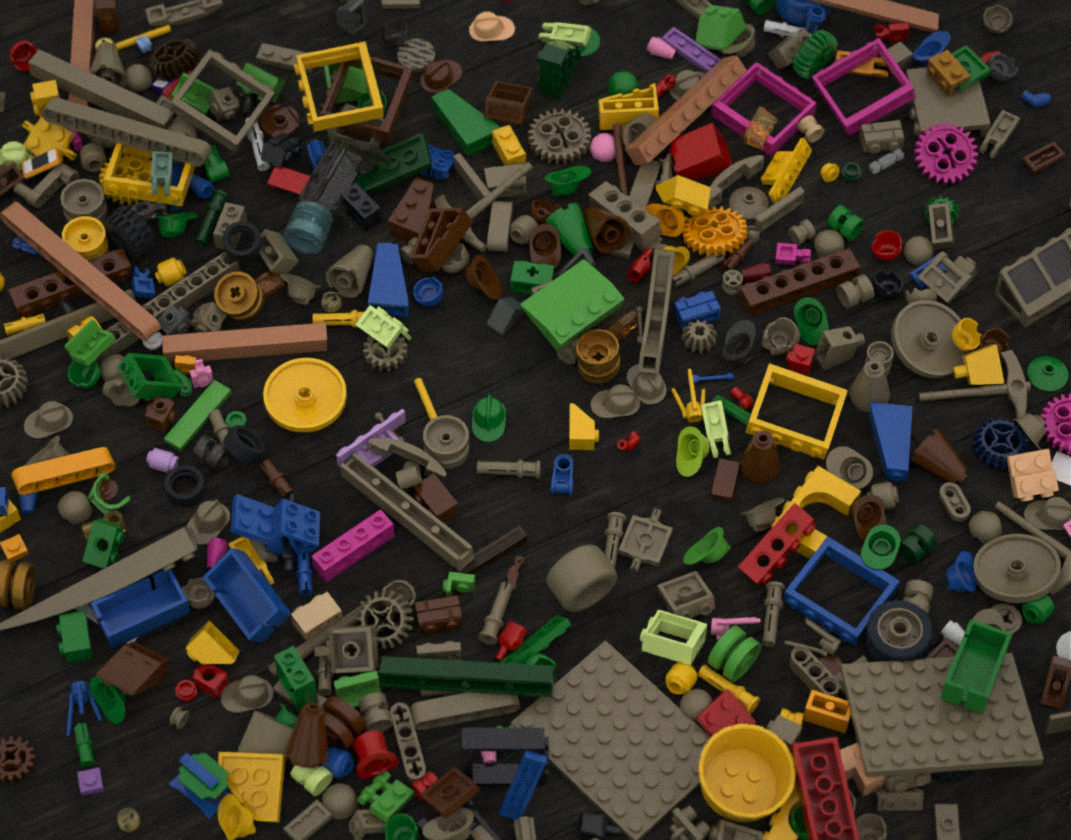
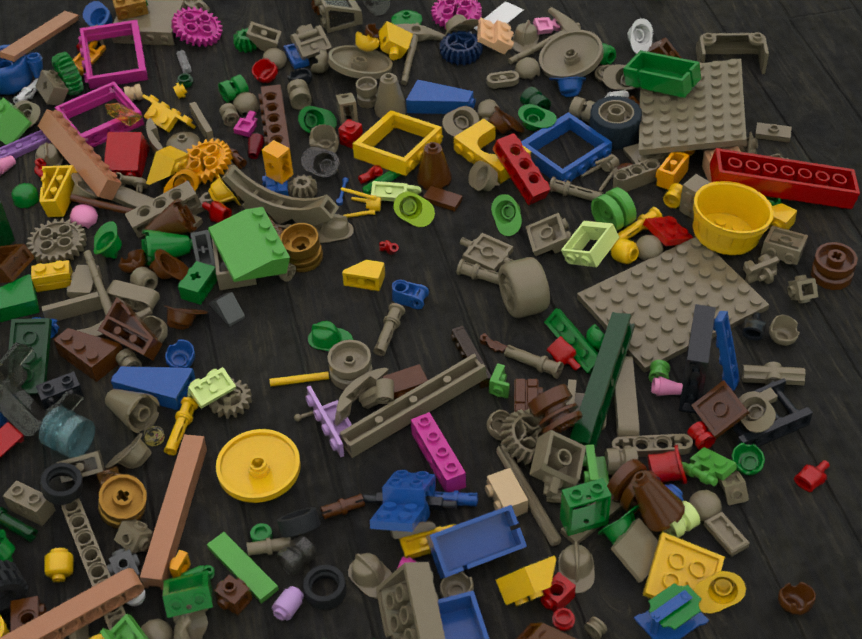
camera: 75 degrees left, 10 degrees down
(142, 285) = (59, 594): blue plate -> none
(201, 375) = (200, 550): bright pink plate -> none
(401, 629) = (553, 407): none -> reddish brown wheel
(615, 402) = (344, 251): dark tan piece -> none
(705, 295) = (277, 162): none -> light orange brick
(720, 625) = (579, 218): bright pink plant -> none
(731, 277) = (256, 162): dark tan wheel -> none
(881, 136) = (162, 58): dark tan brick -> none
(894, 33) = (68, 35): red plate -> none
(940, 458) = (464, 75): reddish brown cone -> none

